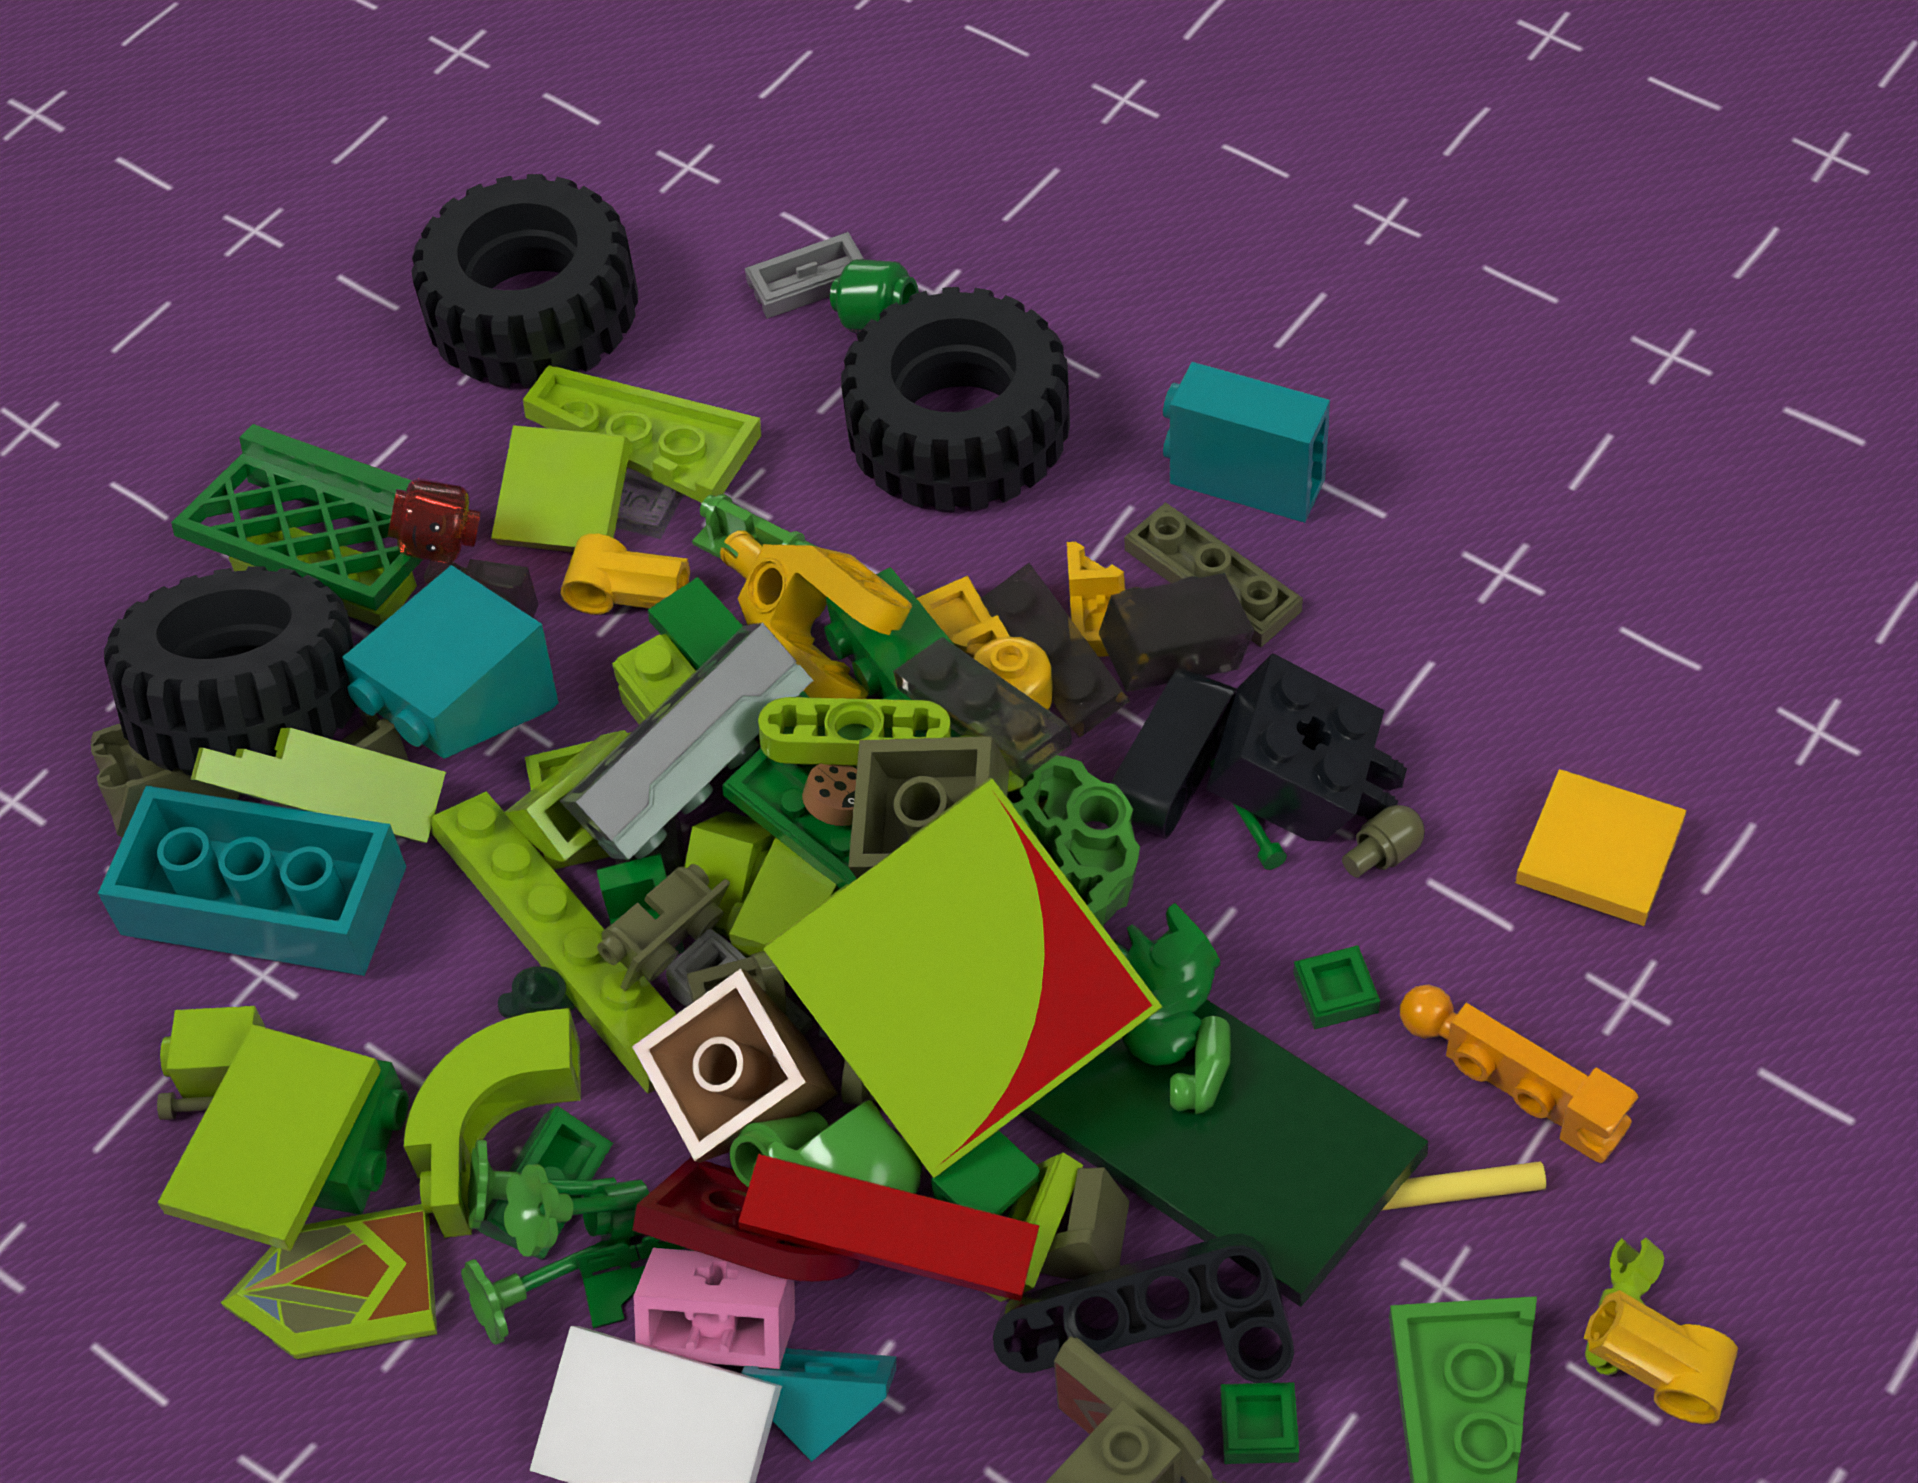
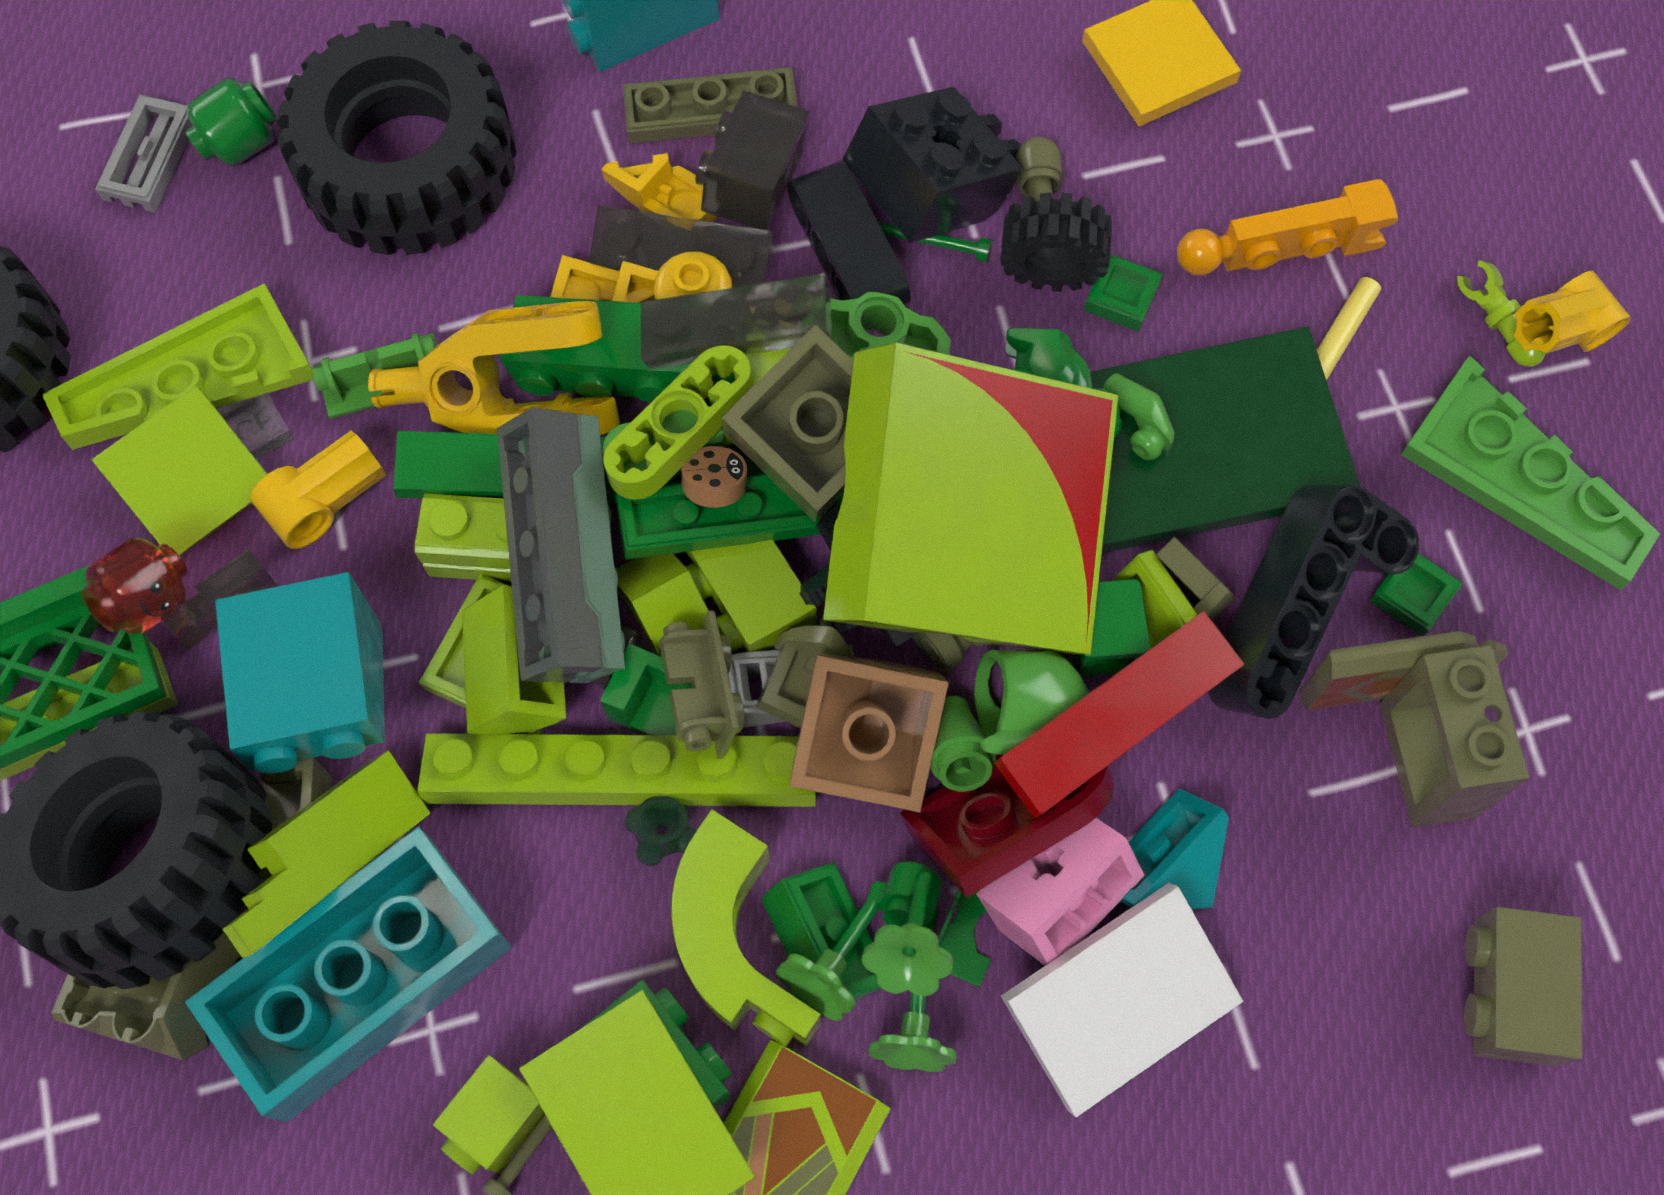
camera: 55 degrees left, 15 degrees up
(1311, 890) = (1056, 242): none -> black tyre

